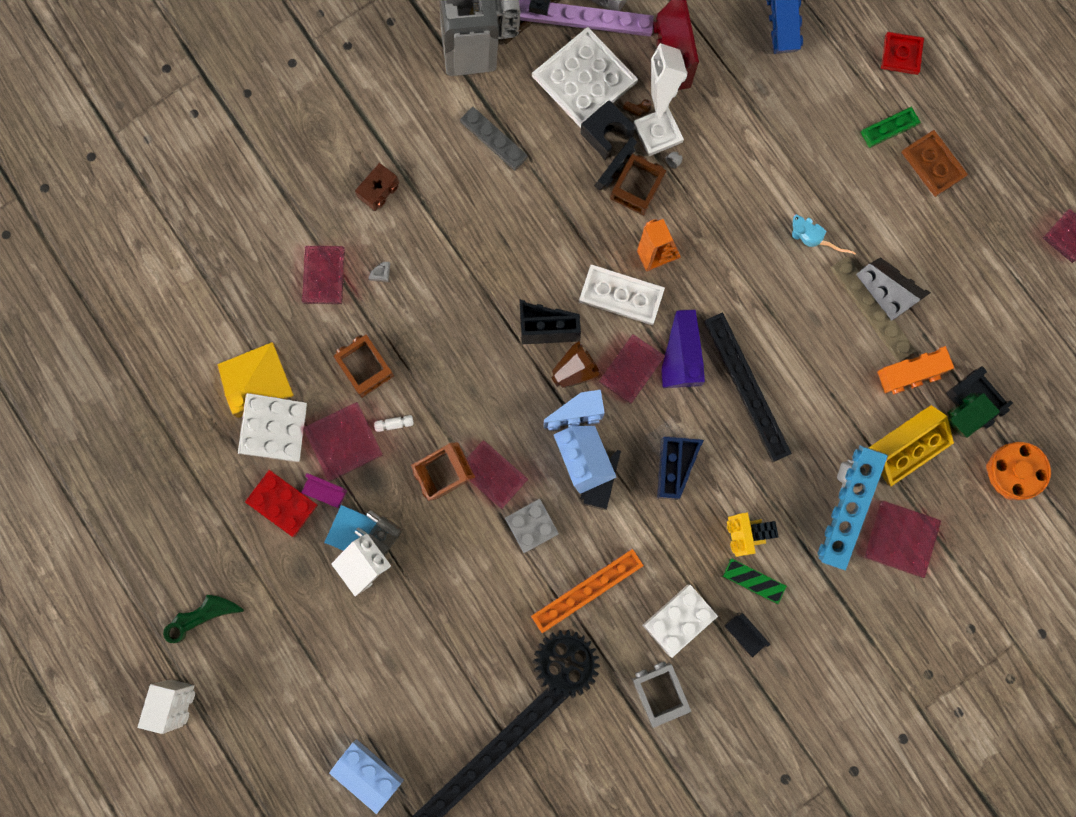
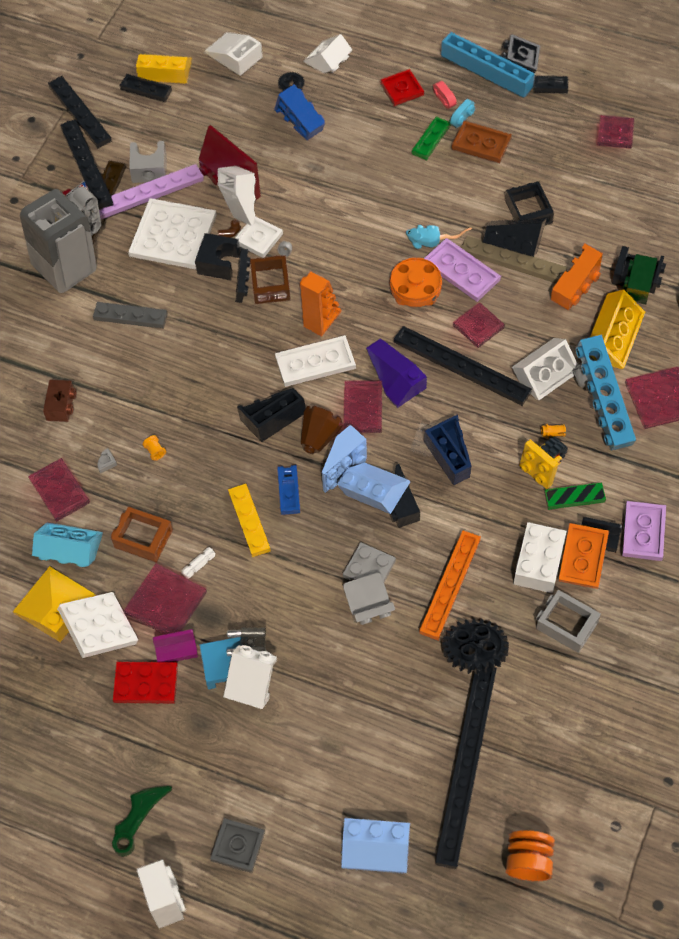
camera: 30 degrees left, 20 degrees down
(260, 698) = (237, 845): none -> dark grey plate
(297, 332) = (66, 544): none -> medium azure slope
(427, 288) = (154, 448): none -> light orange bush
(459, 463) = (251, 561): dark orange window -> none
(462, 409) = (249, 520): none -> yellow plate
(494, 475) = (309, 548): clear pink plate -> none
(507, 559) = (368, 598): none -> light grey bracket
(513, 406) = (288, 490): none -> blue plate
(718, 645) = (583, 556): none -> orange plate
(765, 275) = (418, 280): none -> orange piece
(782, 507) = (553, 430): none -> light orange pin
(789, 657) = (644, 531): none -> lavender plate
(791, 356) = (478, 325): none -> clear pink plate
(817, 288) = (463, 270): none -> lavender plate
(820, 441) = (546, 367): none -> white slope
(933, 122) = (465, 109): none -> medium azure plate
(936, 88) = (444, 94): none -> coral beam
(940, 246) = (529, 190): none -> black window
(1001, 81) = (487, 64): none -> dark azure brick
(1042, 89) = (521, 52): none -> black plate
(1047, 142) = (551, 84): none -> black plate

